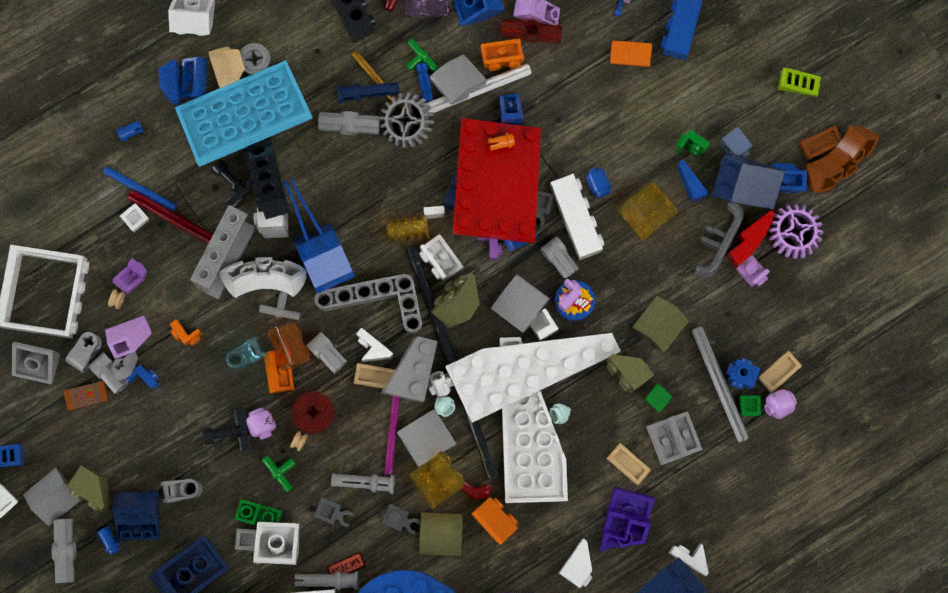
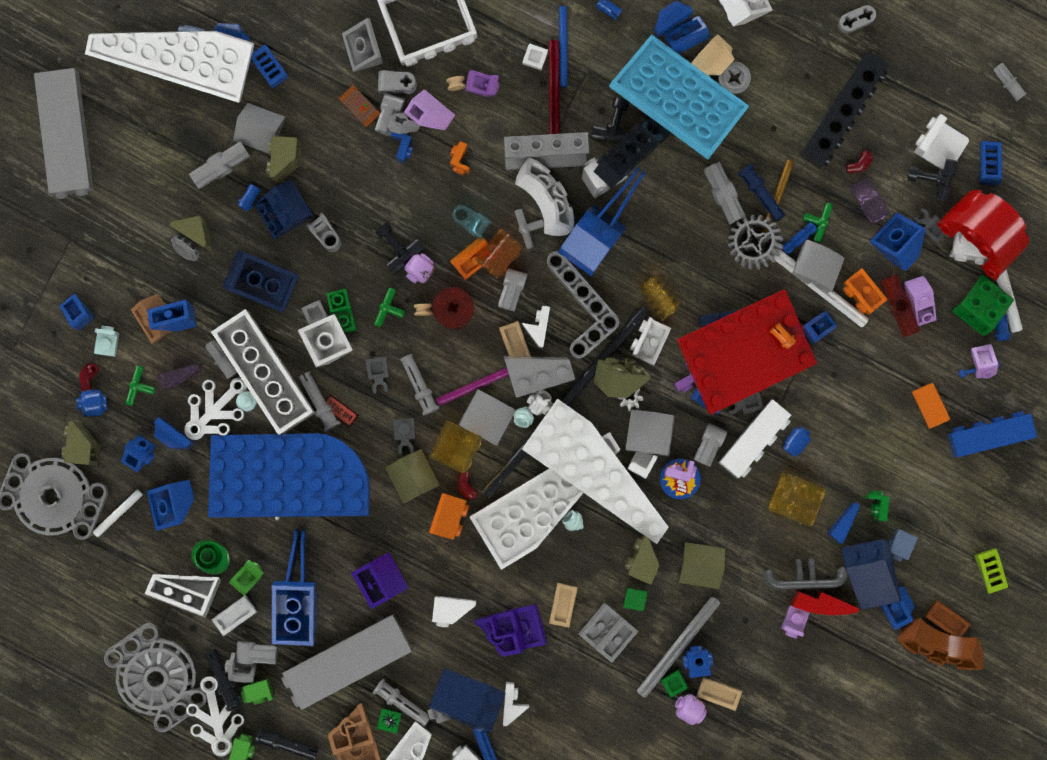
camera: 65 degrees right, 5 degrees up
(434, 212) = (687, 312): white tile -> none
(484, 306) = (629, 403): none -> white gear
(793, 223) = (859, 633): lavender gear -> none

